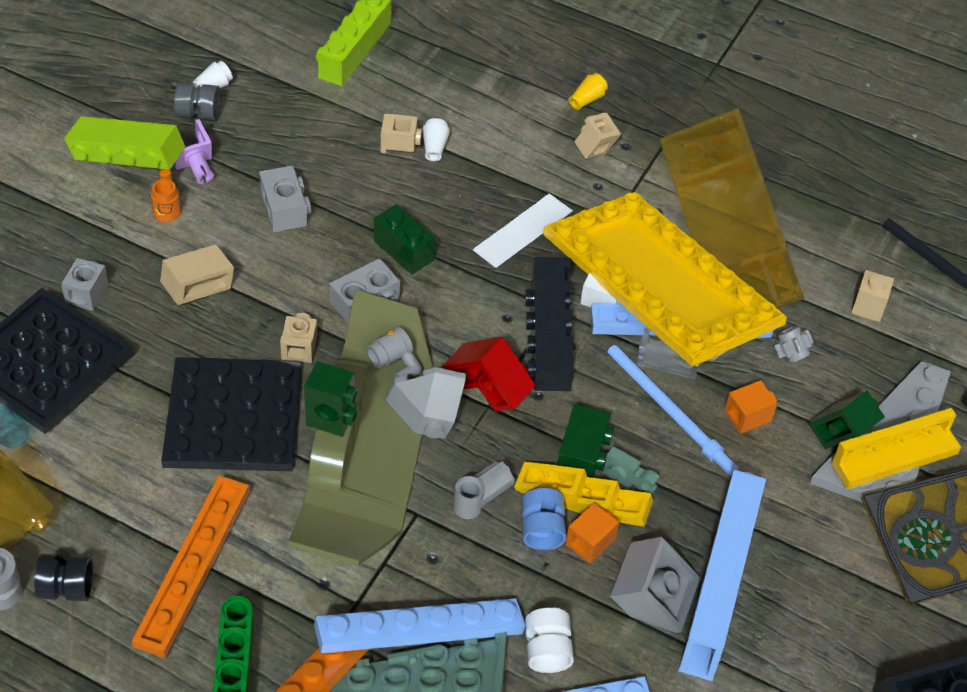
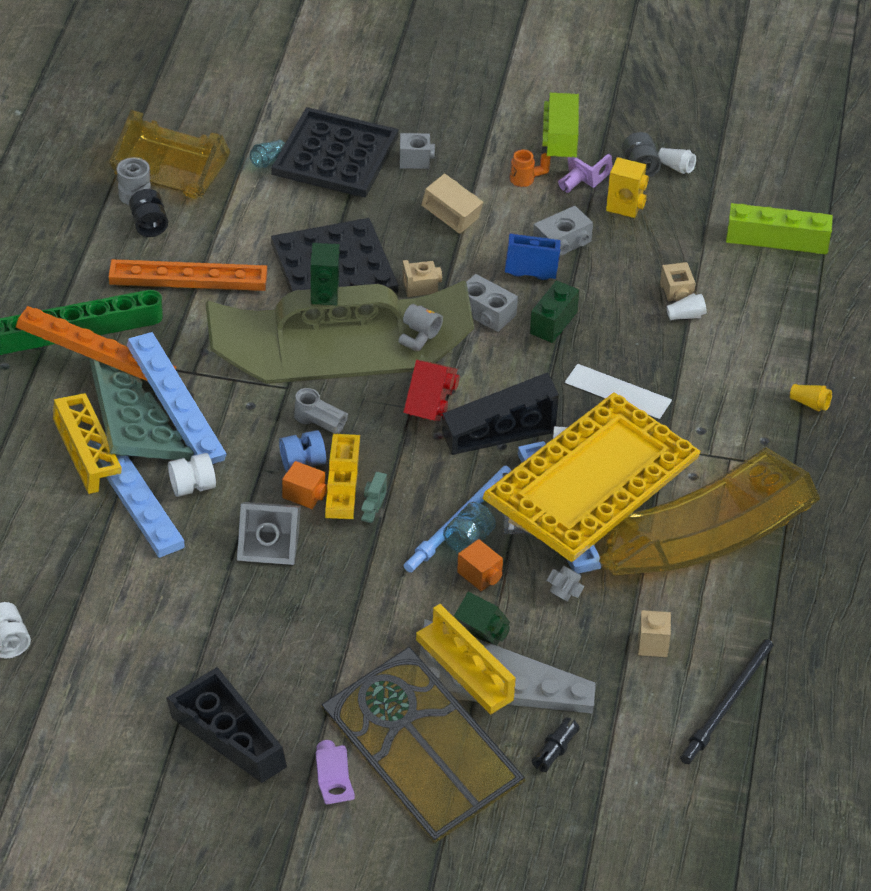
camera: 75 degrees right, 5 degrees down
(251, 123) = (626, 187): none -> yellow brick
(315, 230) = (532, 256): none -> blue brick
(429, 401) = (380, 359): light grey slope -> none
(584, 440) = (396, 459): dark green brick -> none
(597, 135) = (746, 404): tan brick -> none
(705, 403) = (470, 525): none -> clear light blue wheel
(722, 576) = (289, 561): light blue brick -> none

